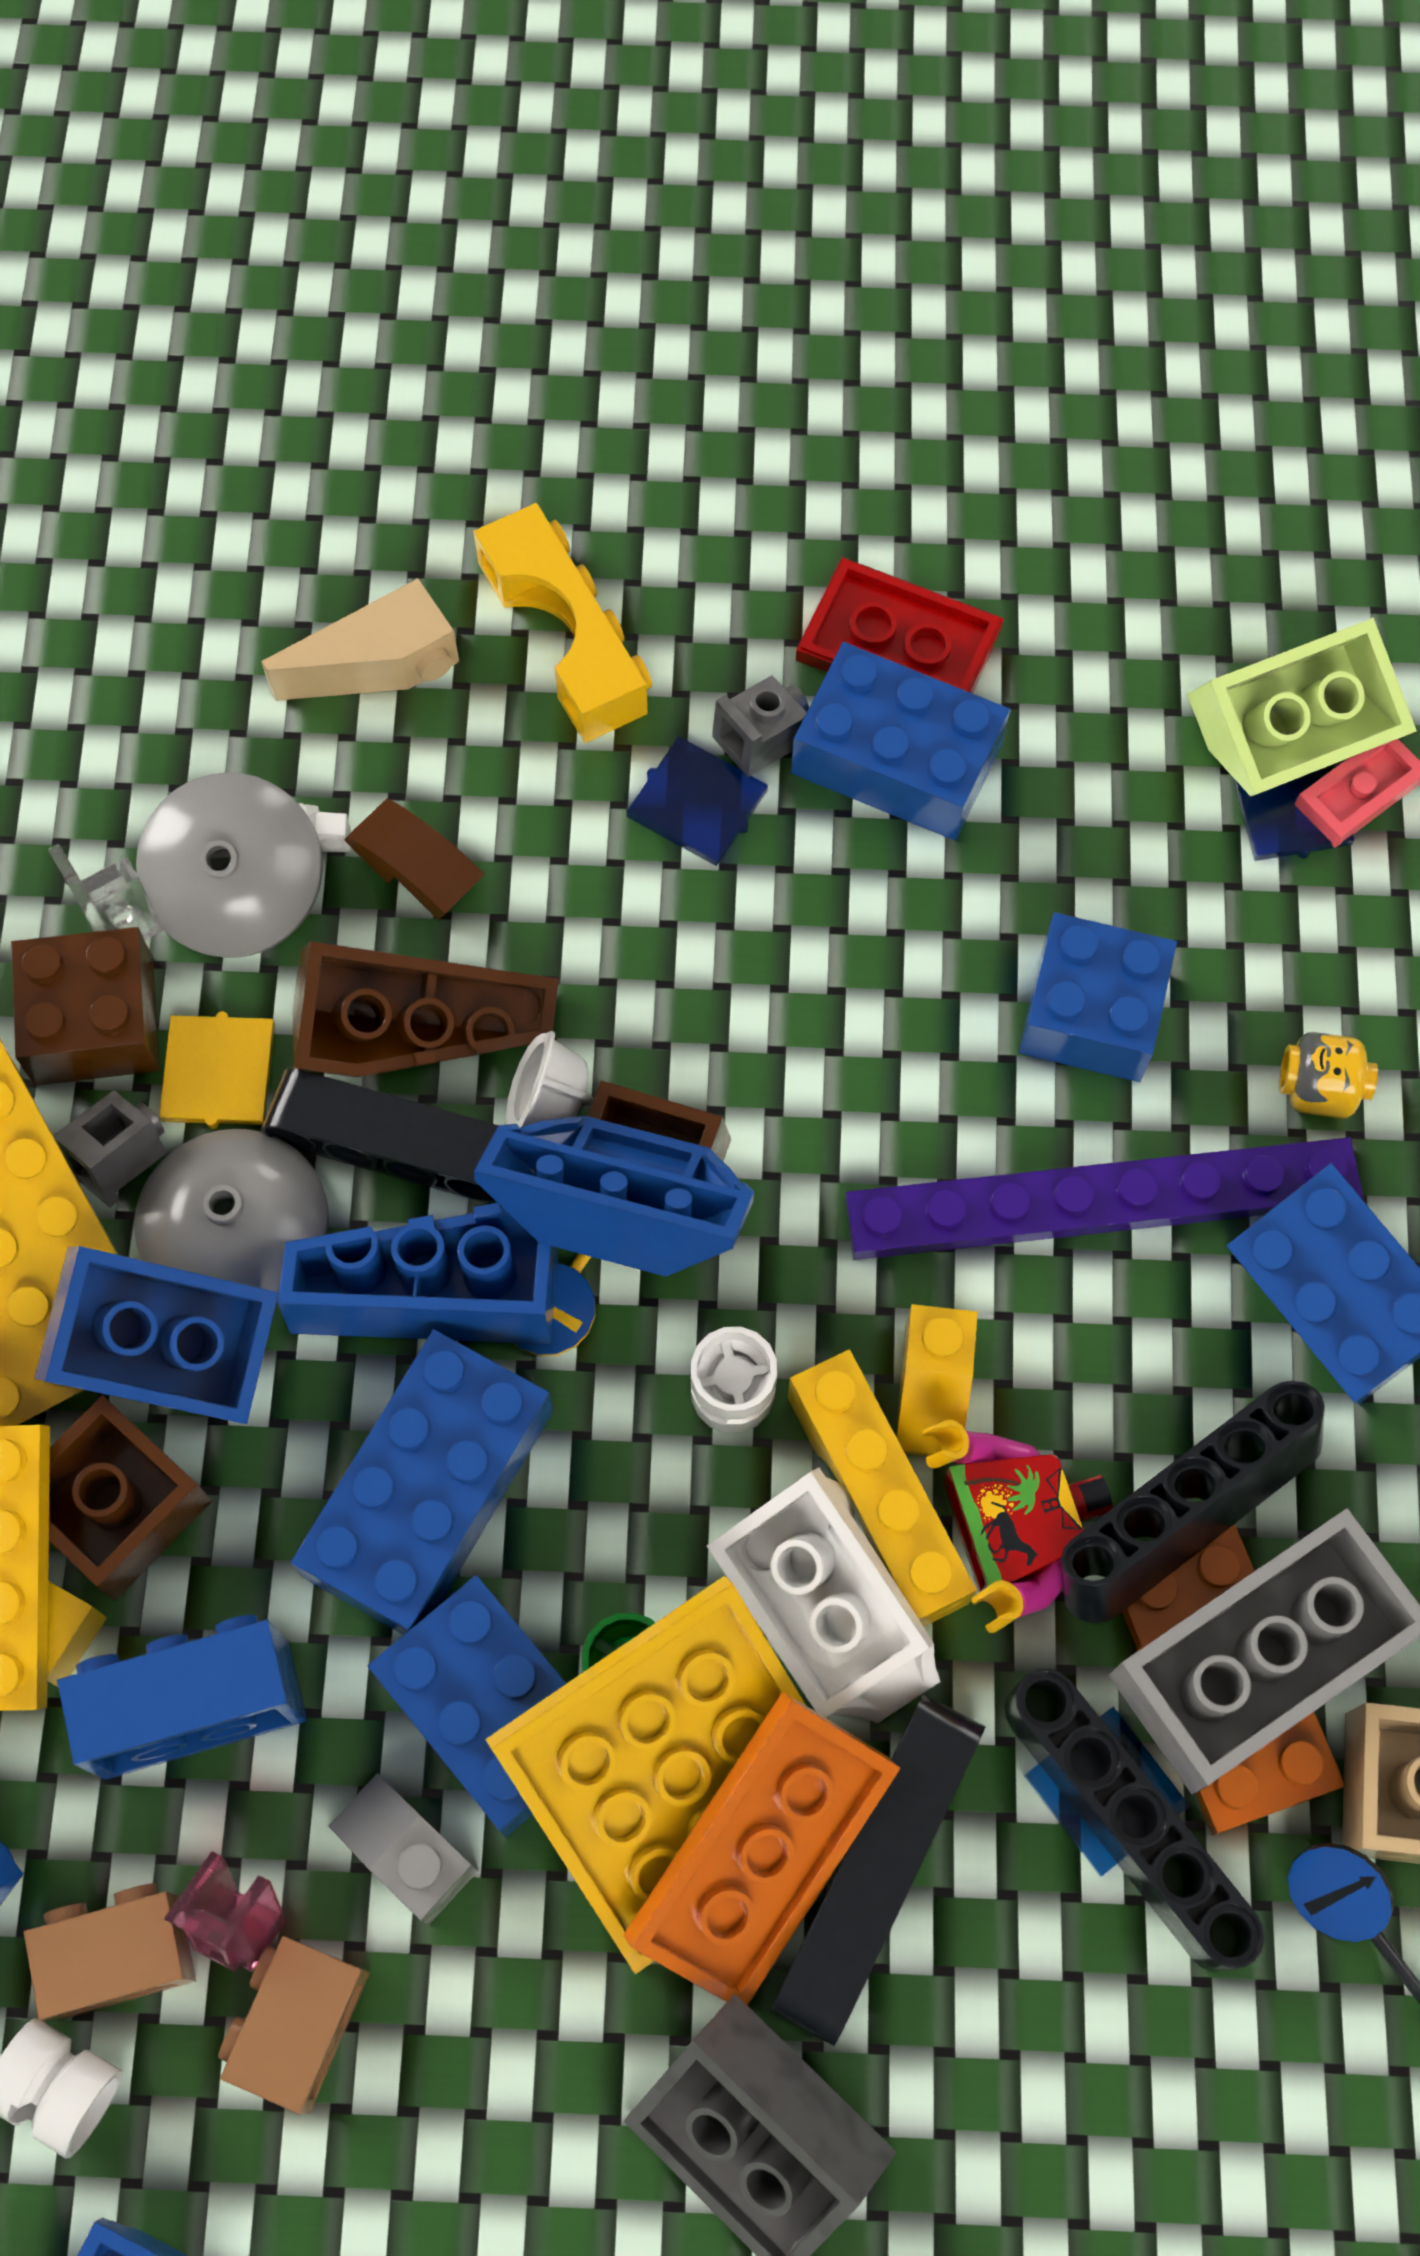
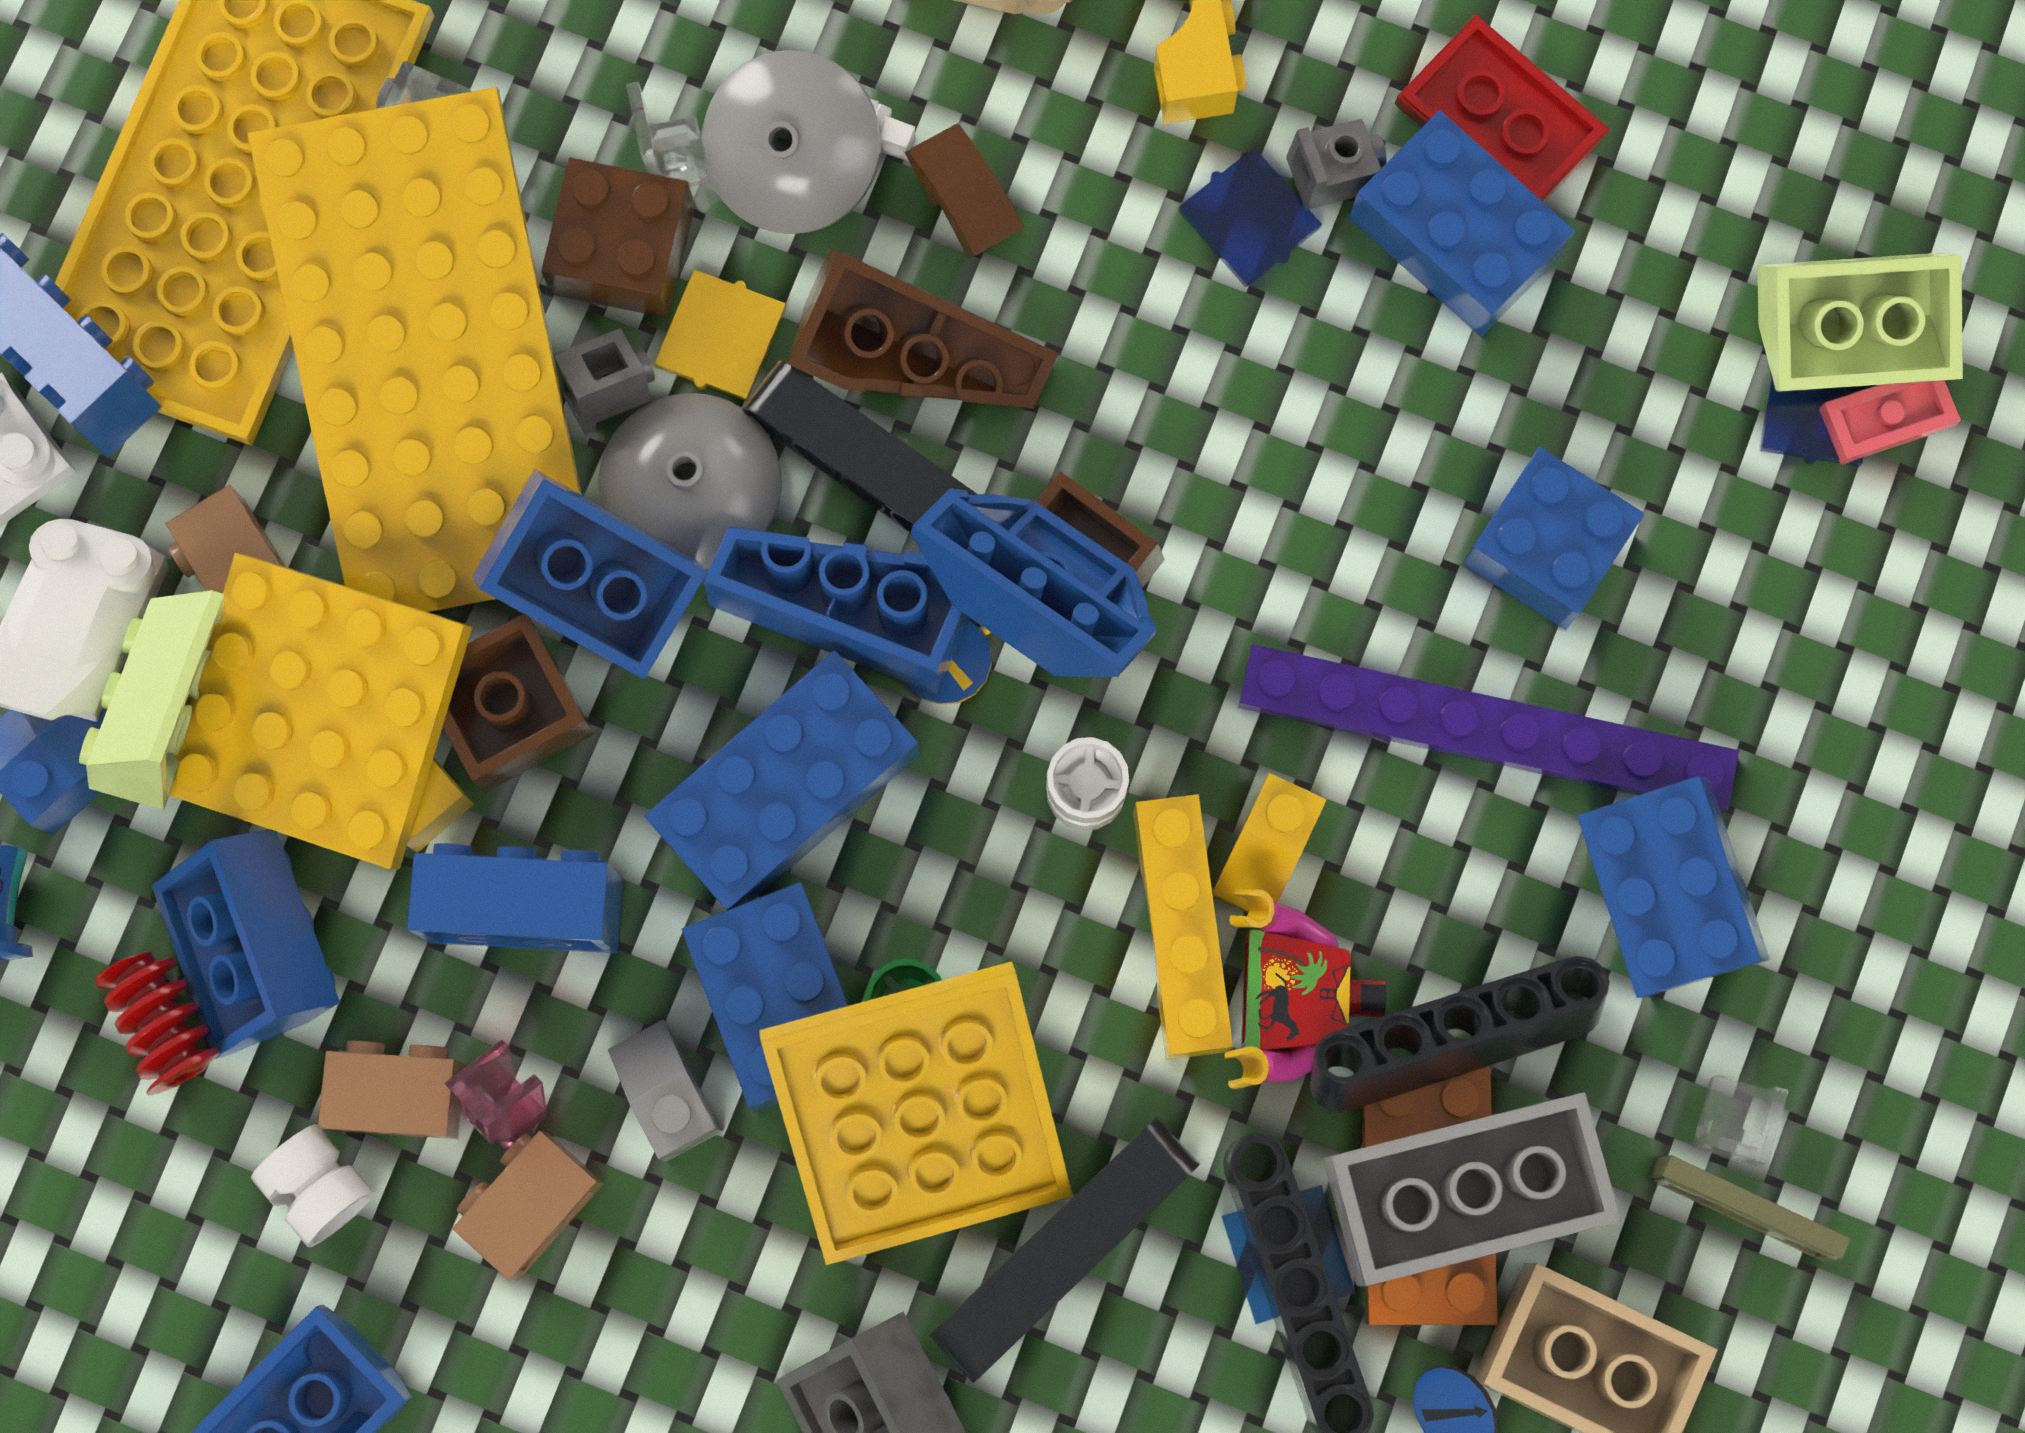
camera: 20 degrees right, 10 degrees up
(547, 1083) = (1012, 455): white piece -> none
(761, 1851) = (967, 1202): orange plate -> none
(828, 1602) = (1099, 1009): white slope -> none
(1327, 1075) = (1741, 684): yellow head -> none

